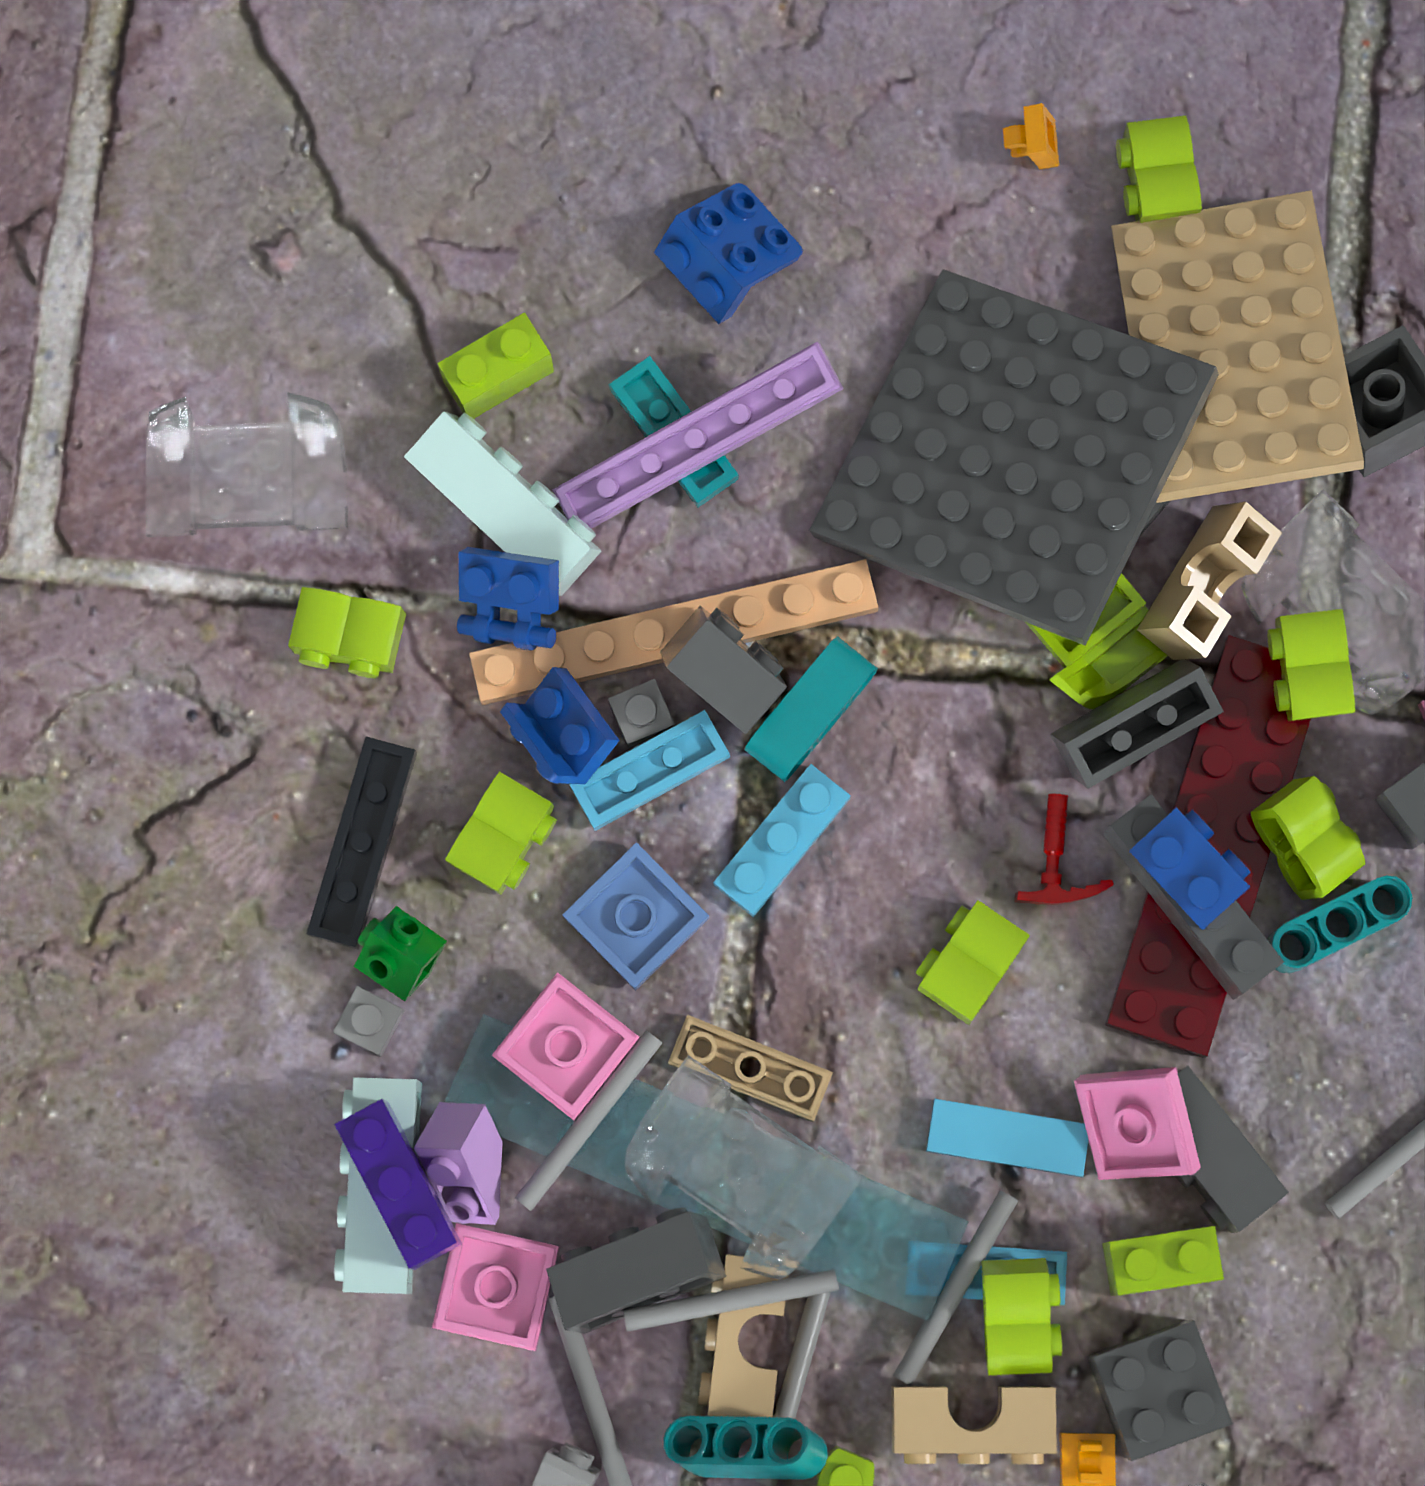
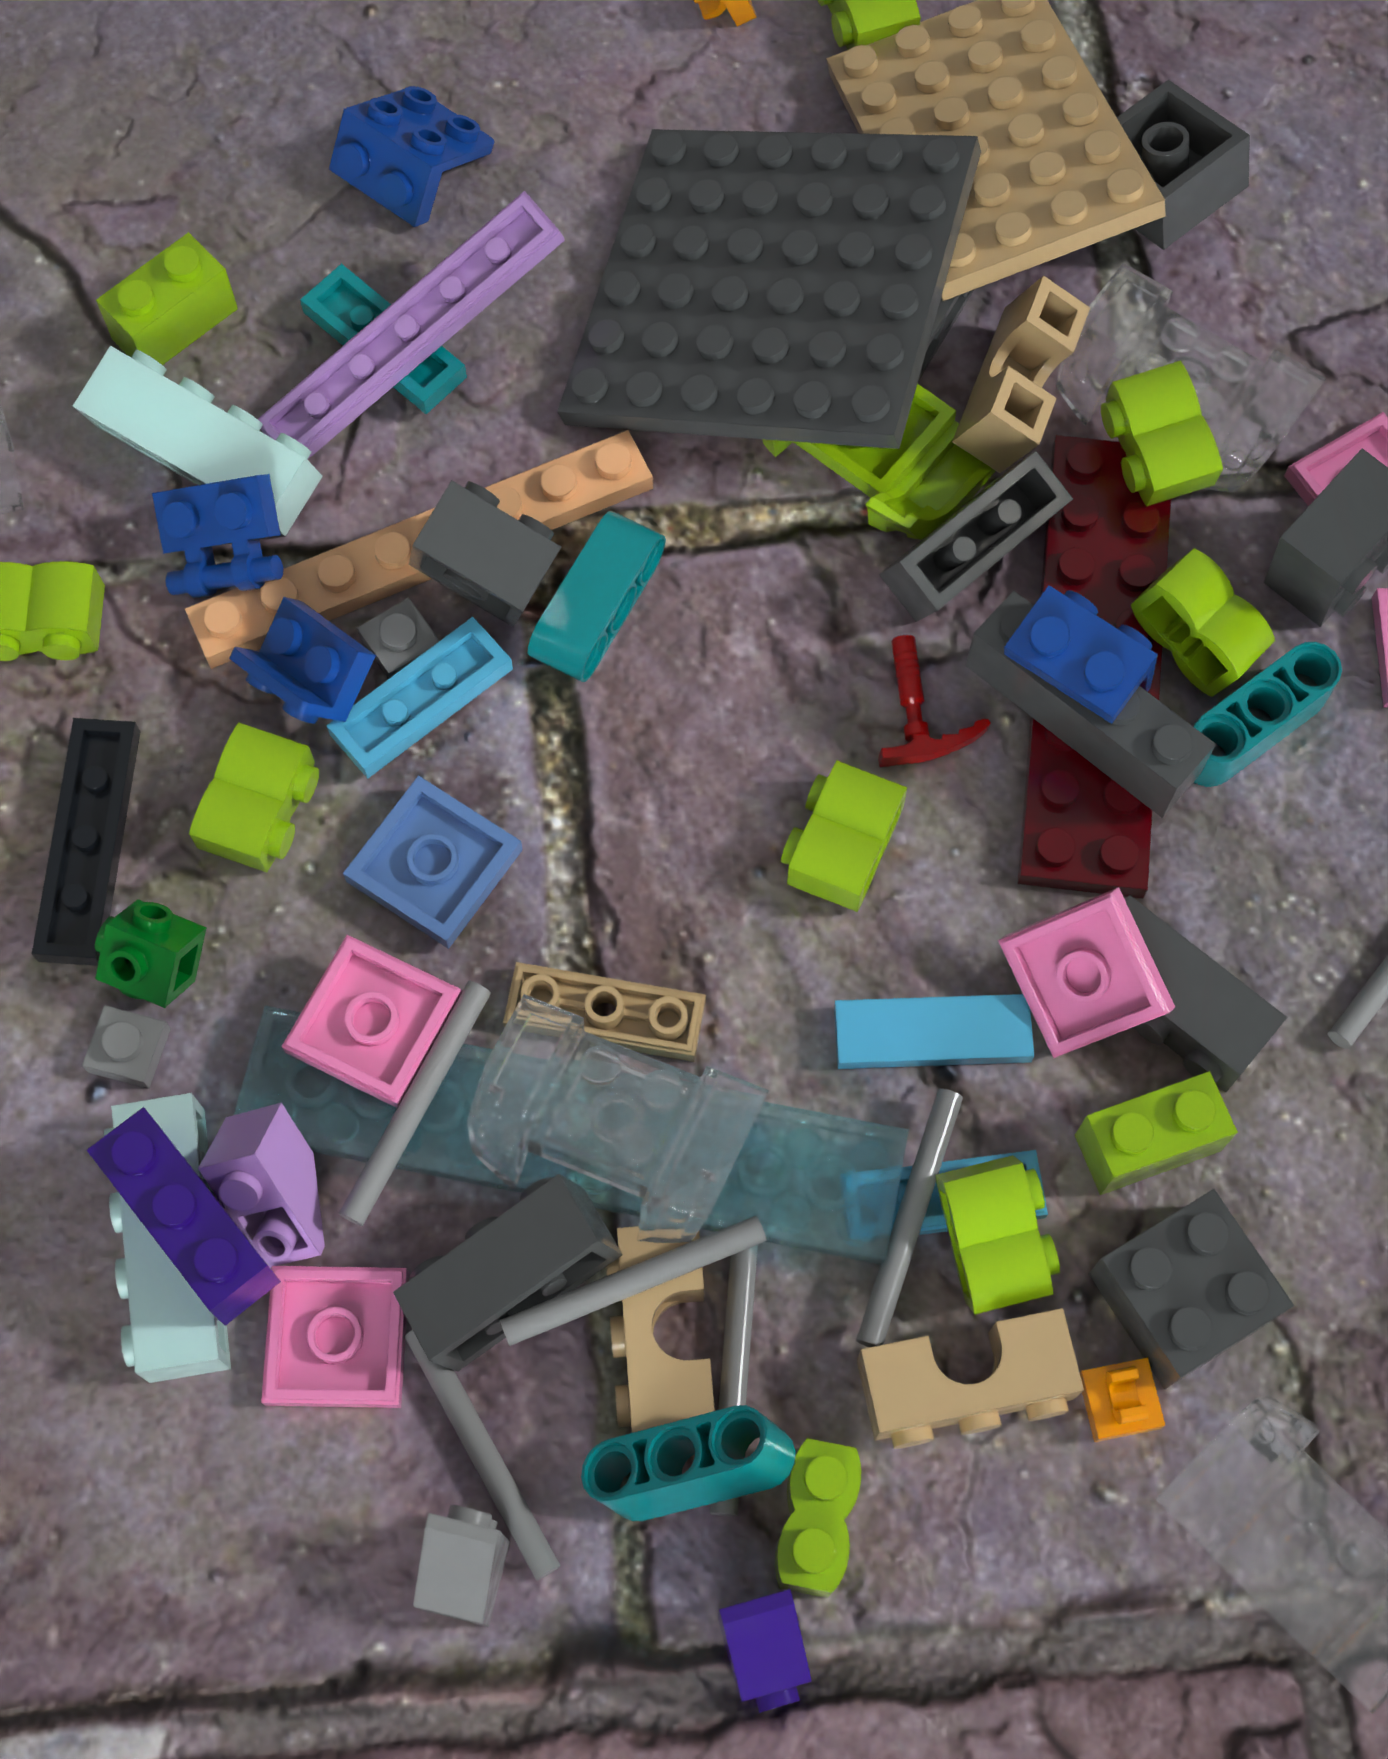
camera: 15 degrees left, 10 degrees down
(782, 840) = (591, 748): medium azure plate -> none

